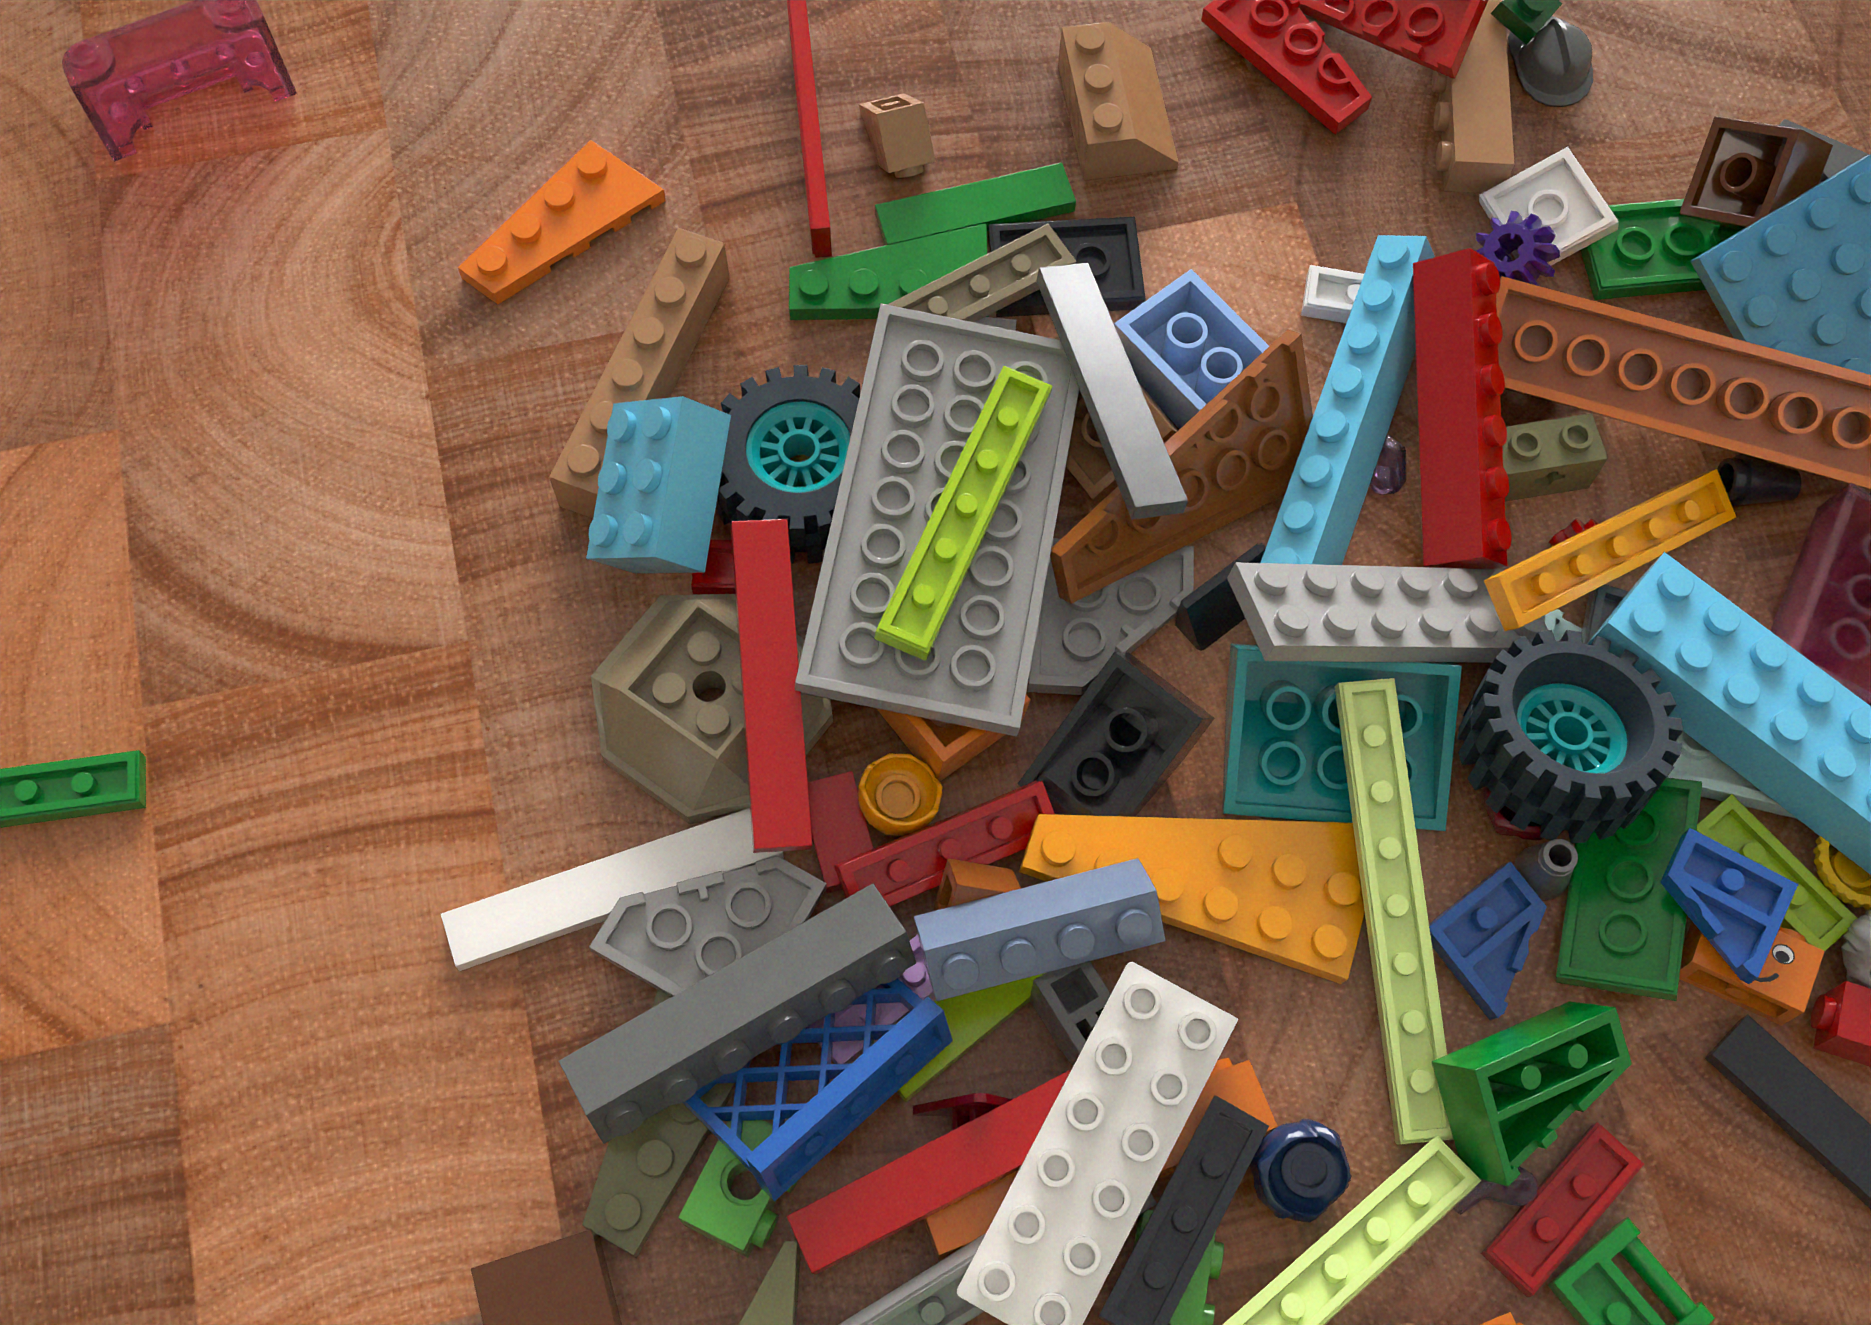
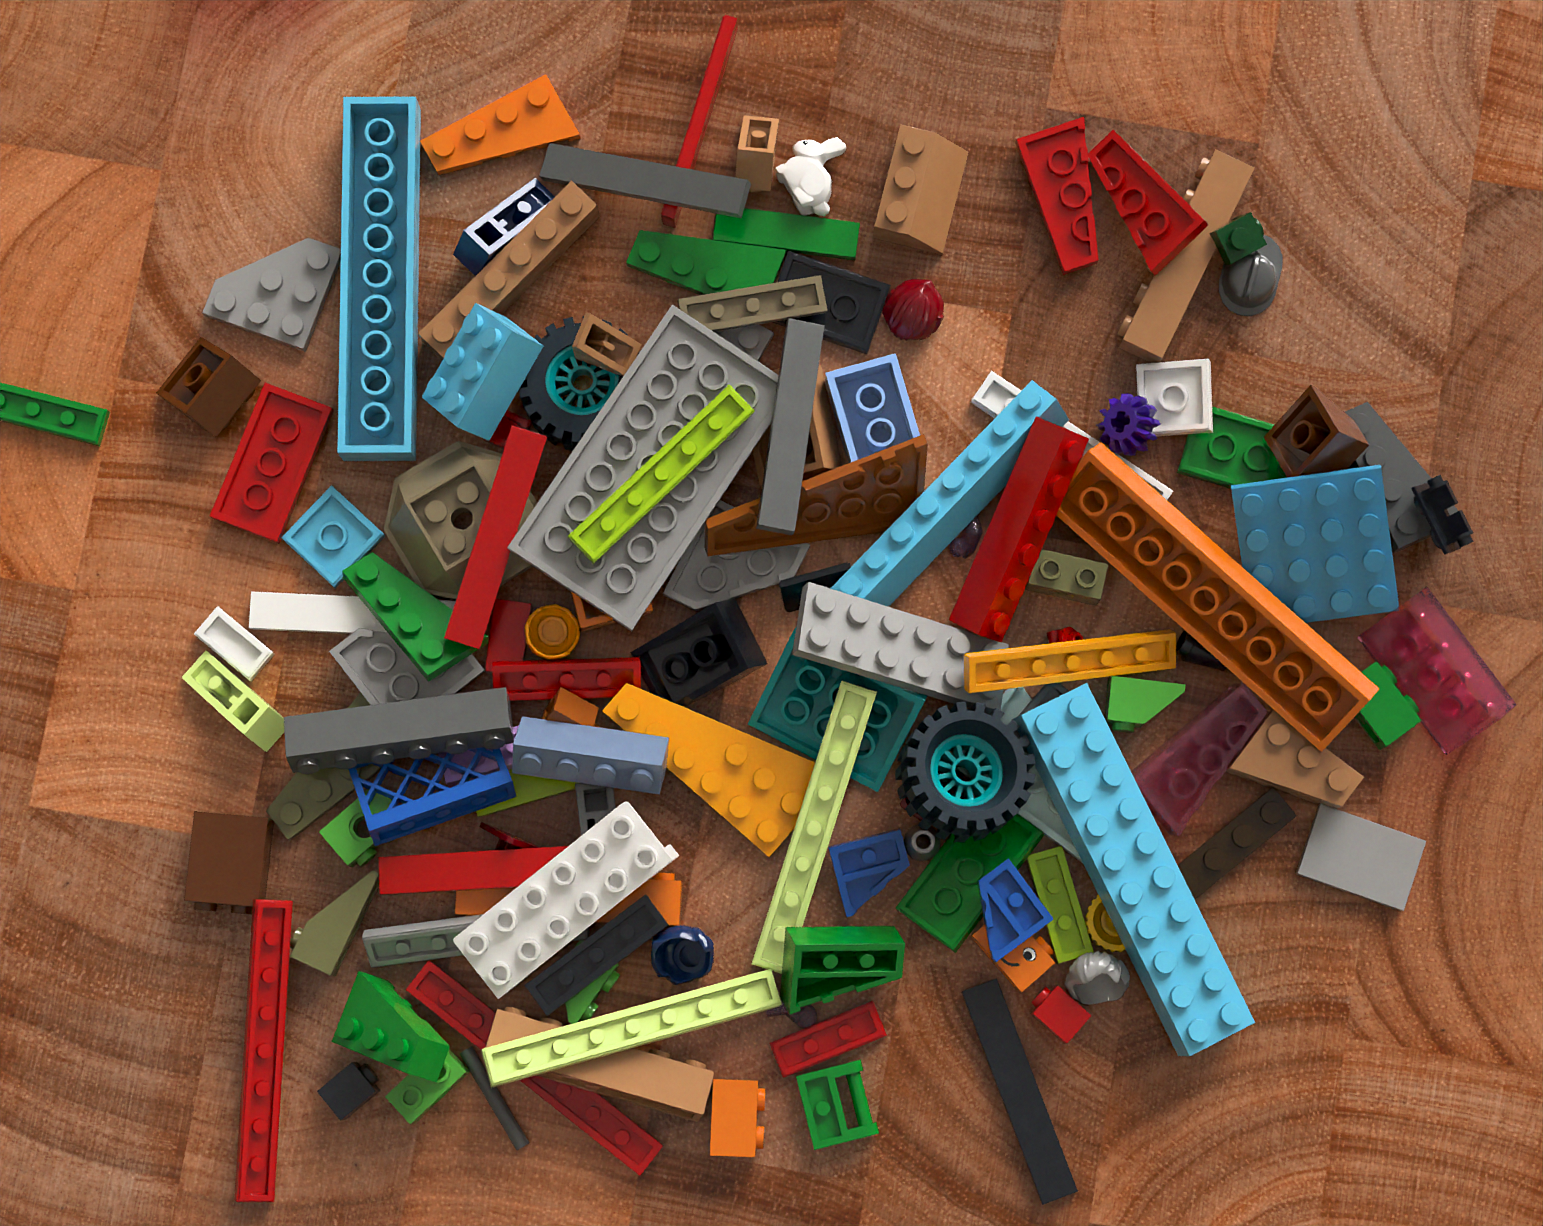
camera: 25 degrees right, 15 degrees up
(280, 662) = (209, 386): none -> reddish brown slope
(334, 518) = (278, 294): none -> light grey plate
(405, 731) = (271, 463): none -> red plate
(442, 1000) = (234, 643): none -> white tile
(472, 447) = (379, 279): none -> medium azure brick
(477, 1078) = (235, 701): none -> yellowish green slope
(532, 795) = (333, 536): none -> medium azure tile
(598, 324) = (500, 225): none -> dark blue slope
(686, 850) = (408, 615): none -> green wing
(777, 196) = (645, 180): none -> dark grey tile
(812, 385) = (604, 346): none -> medium nougat slope
(972, 136) = (806, 176): none -> white animal
(1179, 231) = (913, 309): none -> dark red hair
(1728, 560) = (1136, 701): none -> bright green slope

